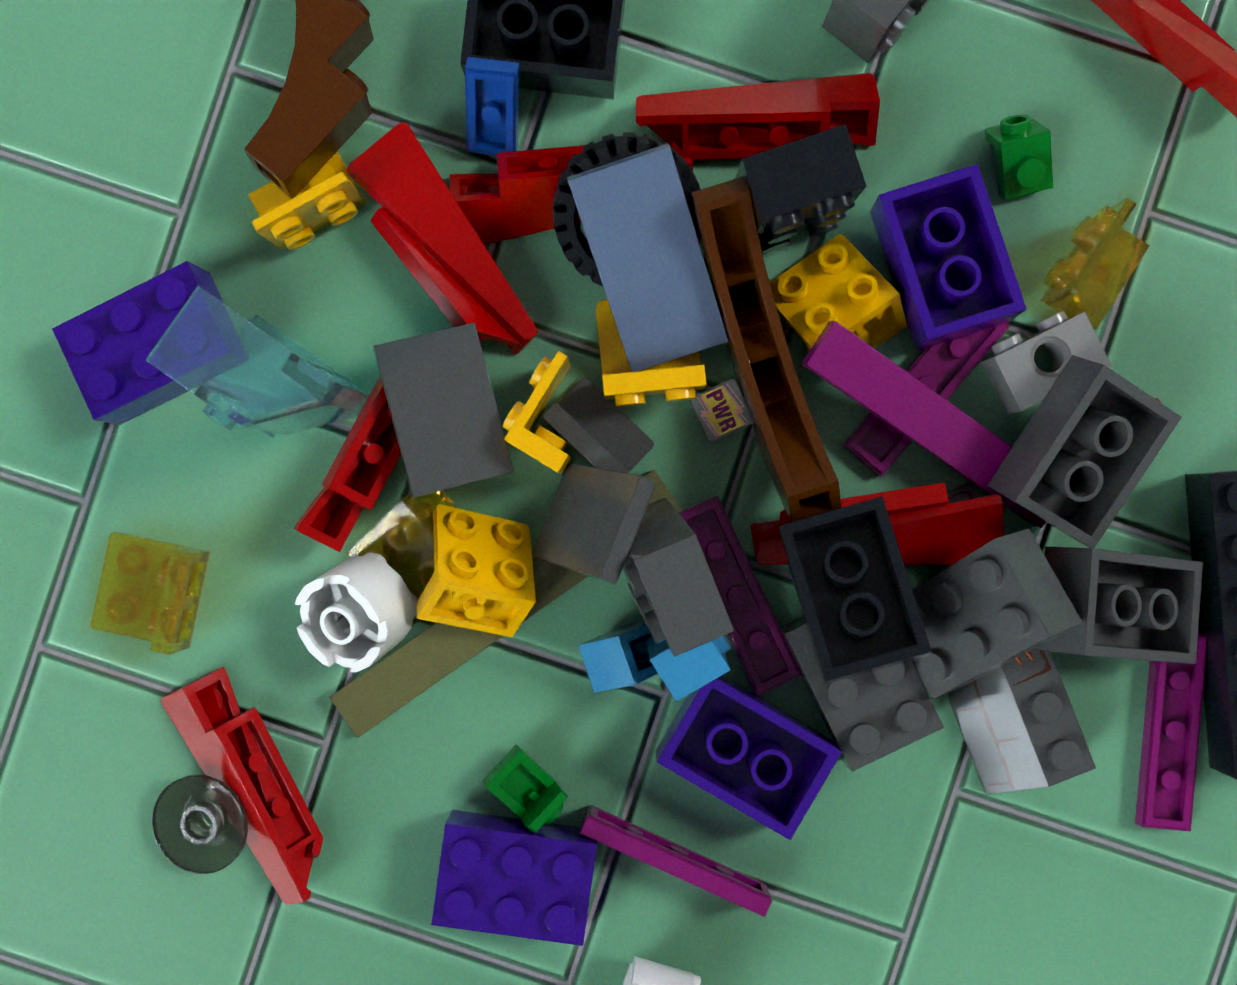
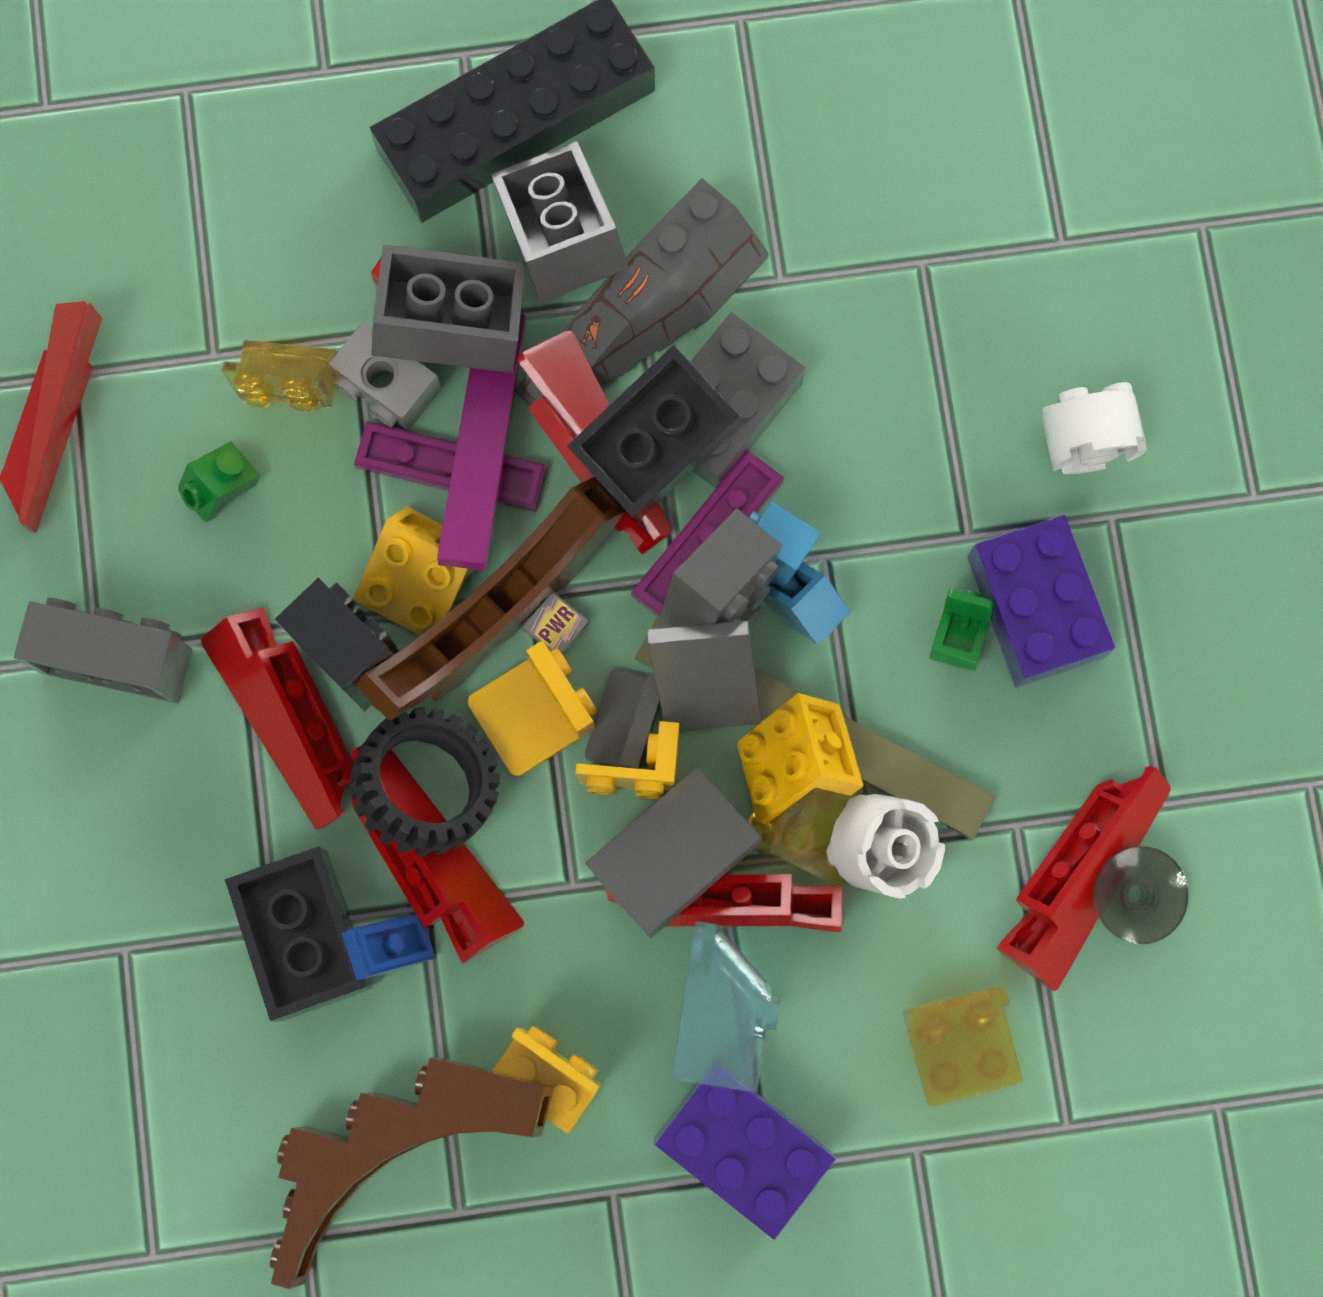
camera: 120 degrees left, 10 degrees down
(438, 240) = (528, 937): red wedge -> none
(648, 257) = (458, 739): sand blue tile -> none
(676, 860) = (956, 478): magenta tile -> none
(748, 754) = (836, 458): dark purple brick -> none
(947, 257) = (336, 496): dark purple brick -> none
(989, 611) = (617, 318): dark grey brick -> none
(1171, 742) = (650, 129): magenta tile -> none

